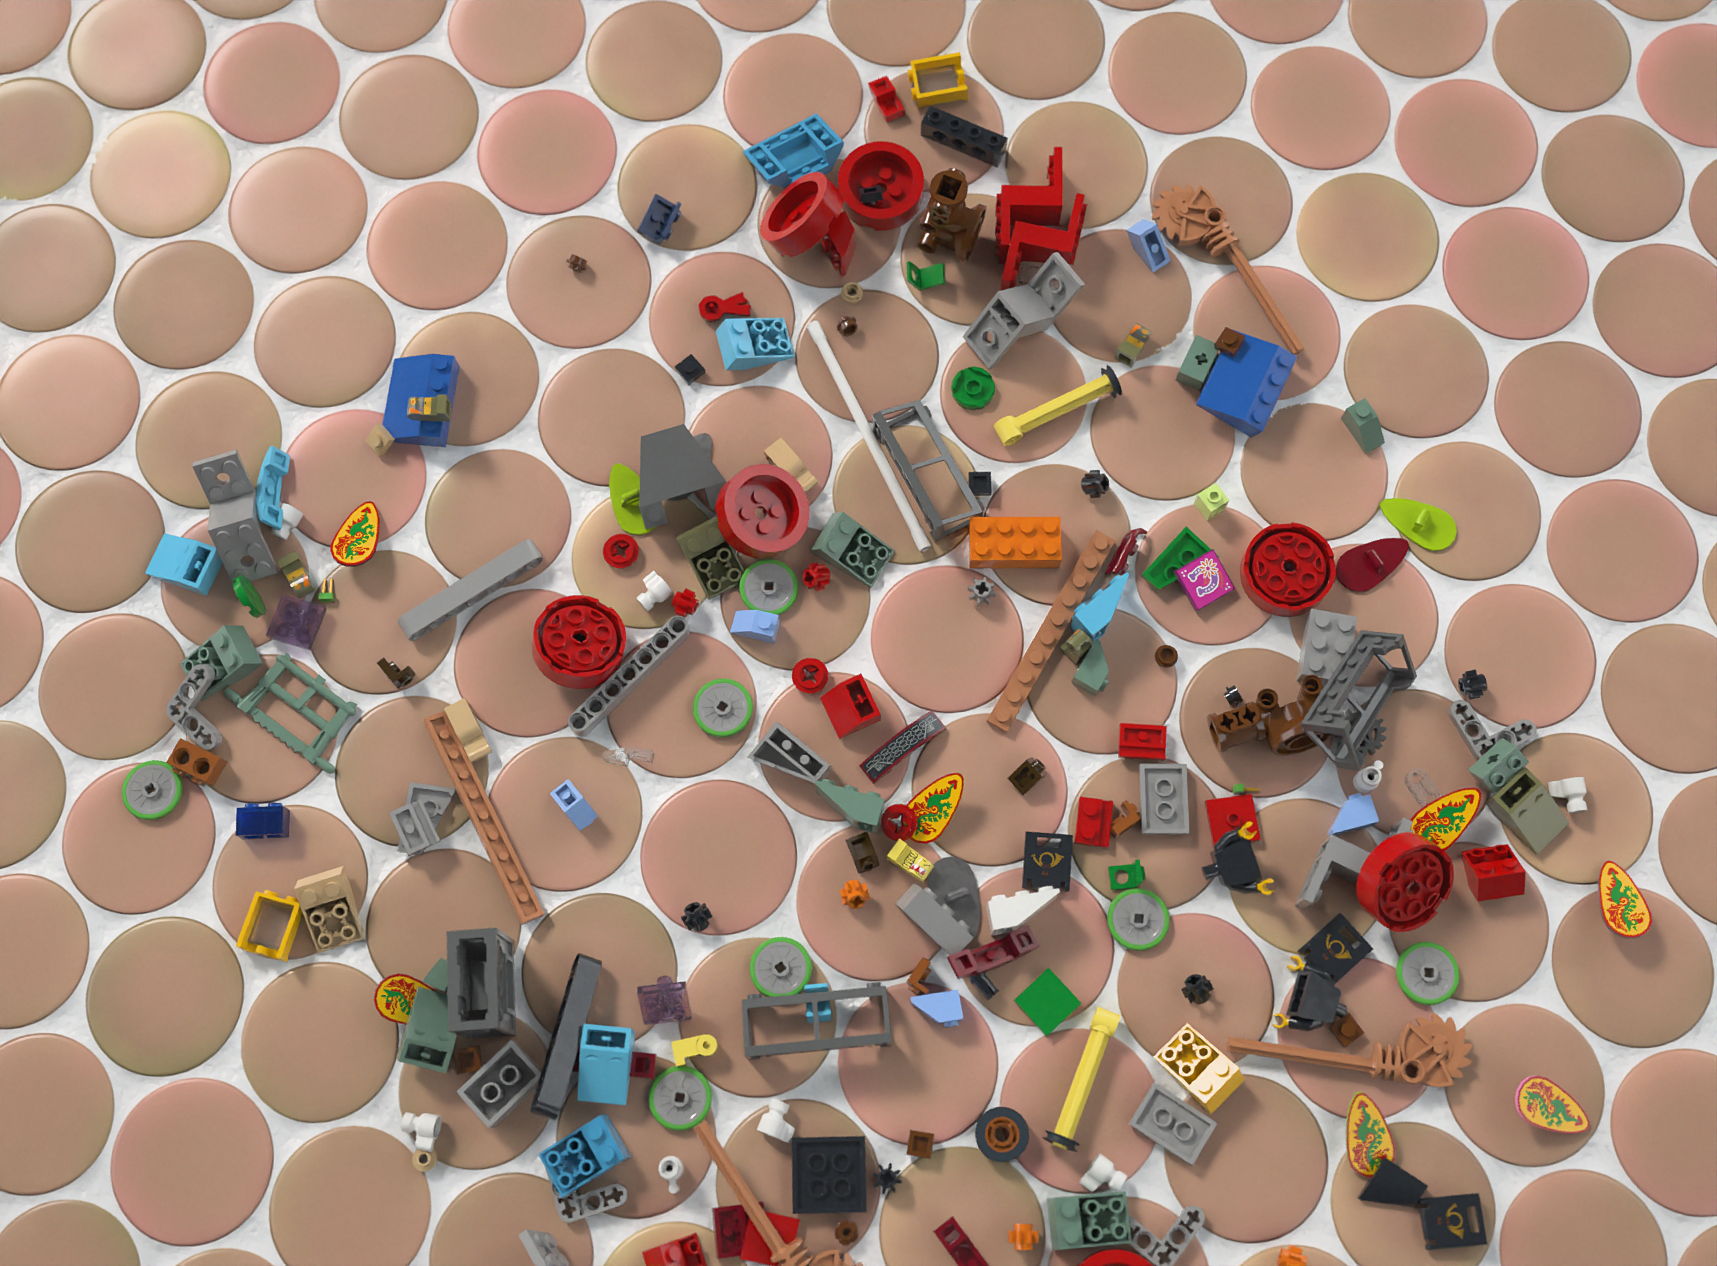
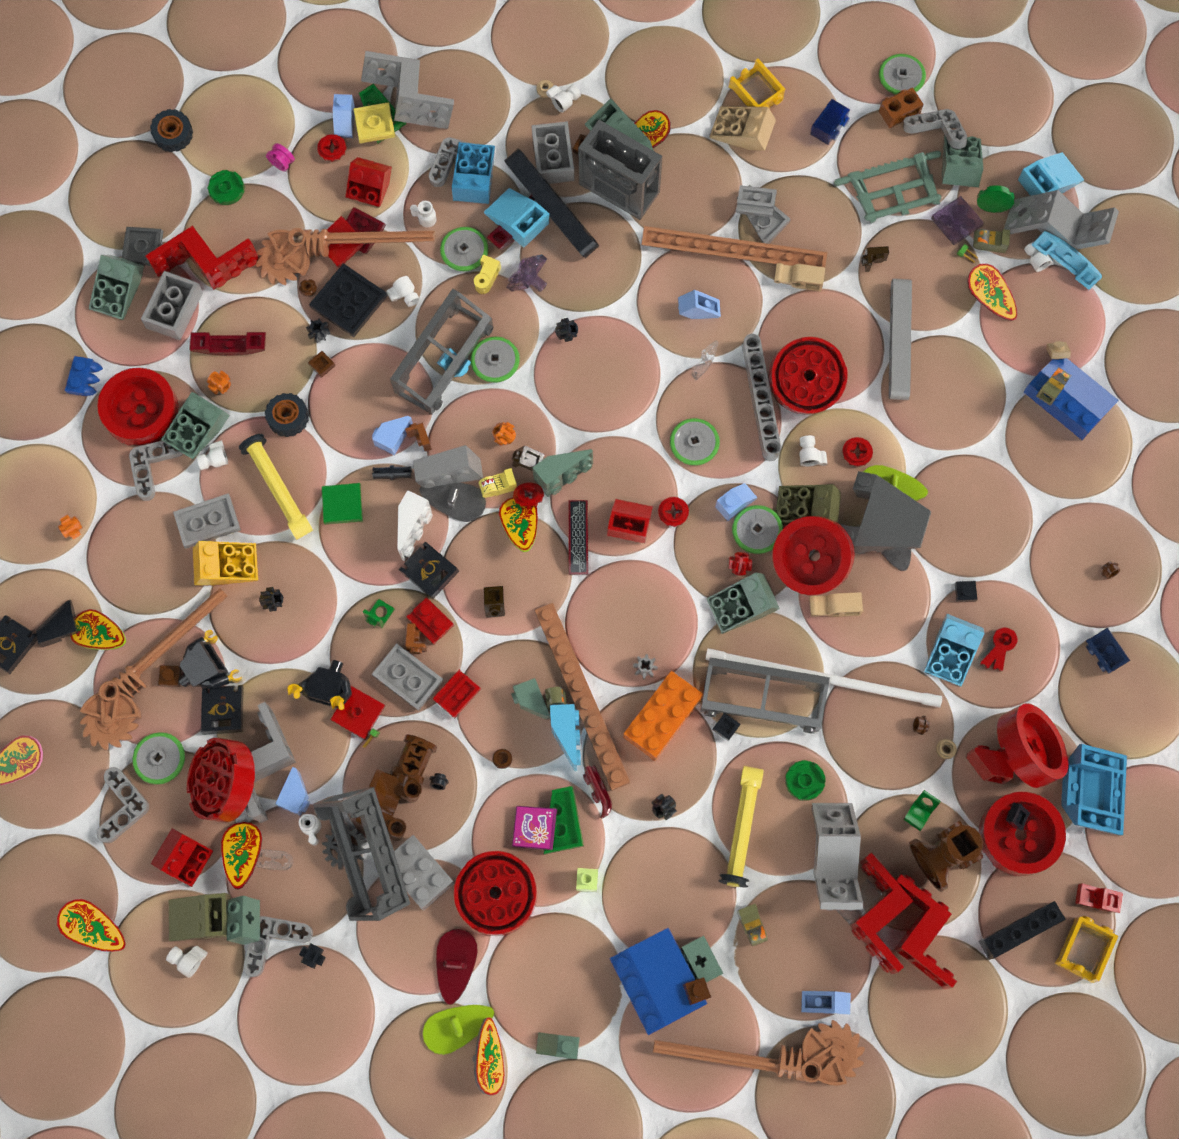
camera: 125 degrees right, 0 degrees up
(685, 603) = (786, 465): red gear -> none
(789, 754) = (625, 458): light grey wedge -> none
(994, 954) = (397, 486): dark red slope -> none
(1138, 935) = (336, 591): light grey wheel -> none
(1424, 471) = (488, 1059): none -> shield
(1495, 961) = (129, 809): none -> light grey beam

